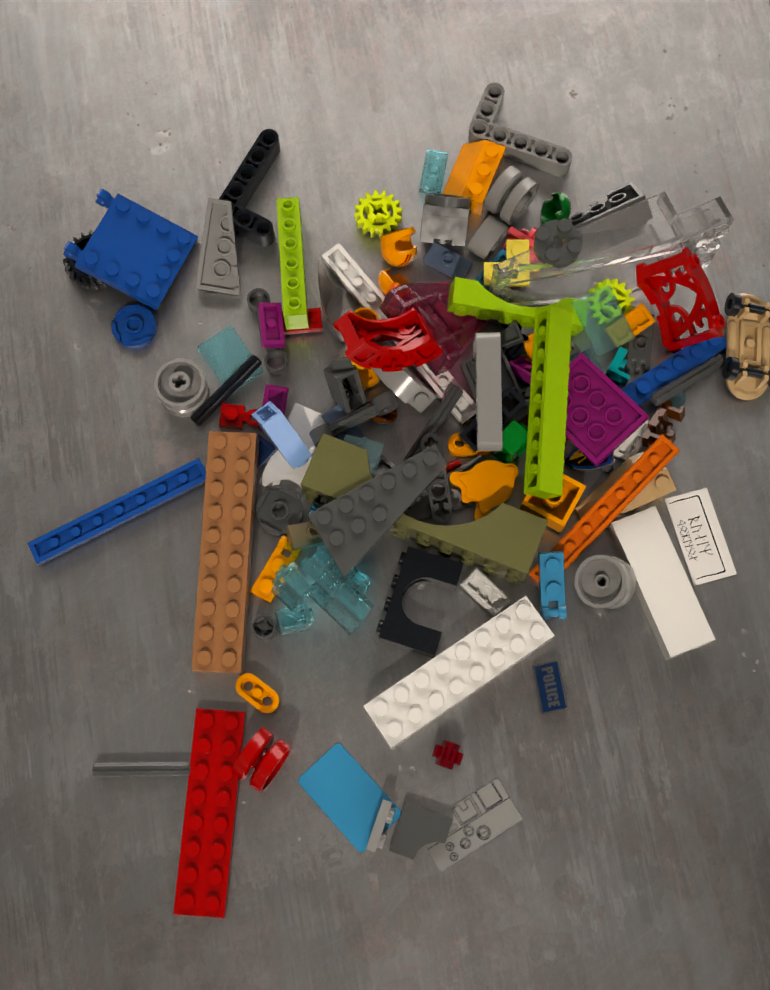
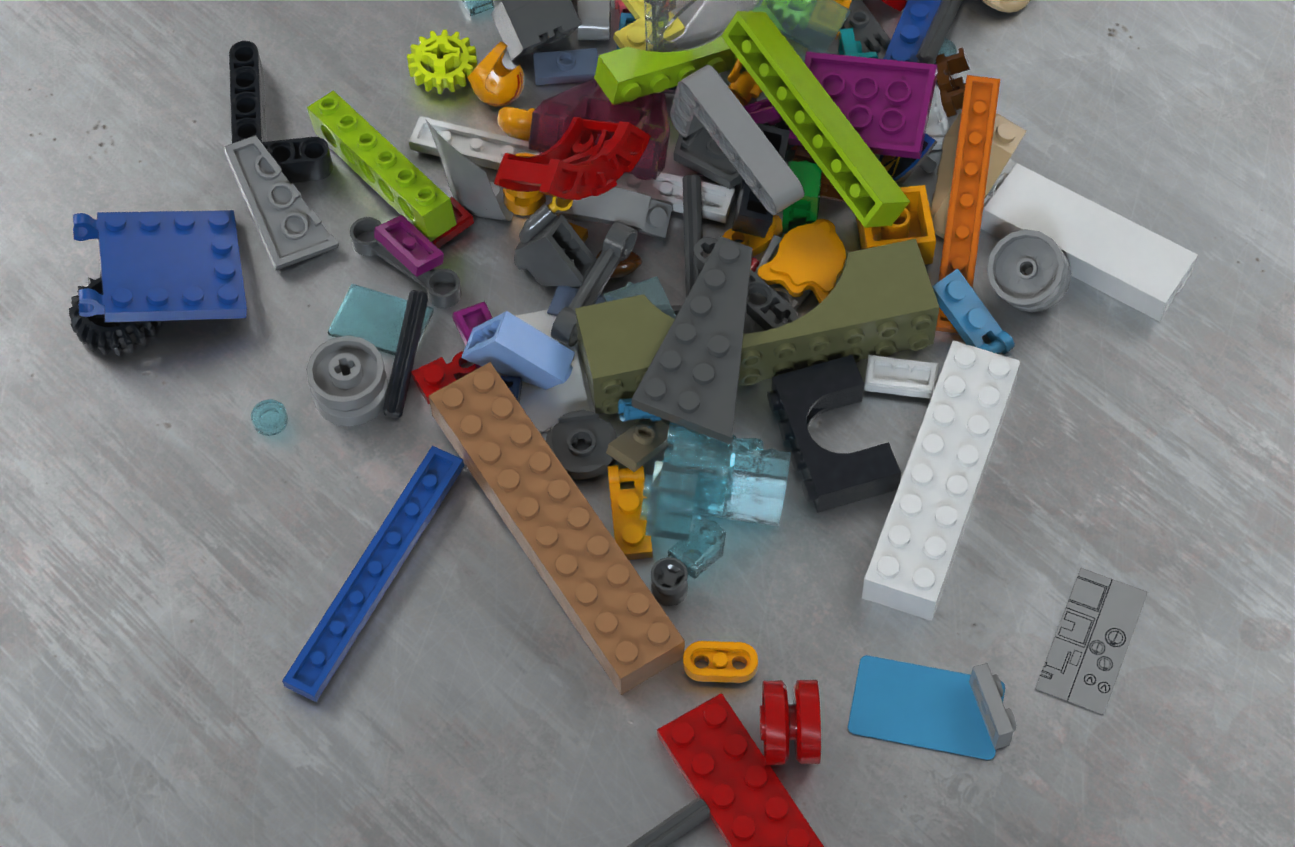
camera: 35 degrees left, 15 degrees down
(130, 379) = (269, 417): none -> clear light blue tile
(134, 326) = (227, 357): blue tile -> none
(418, 828) = (1038, 681): dark grey tile -> none
(447, 754) = (1005, 574): dark red gear -> none
(550, 687) = (1059, 428): slope -> none
(700, 536) = (1088, 171): white sticker -> none

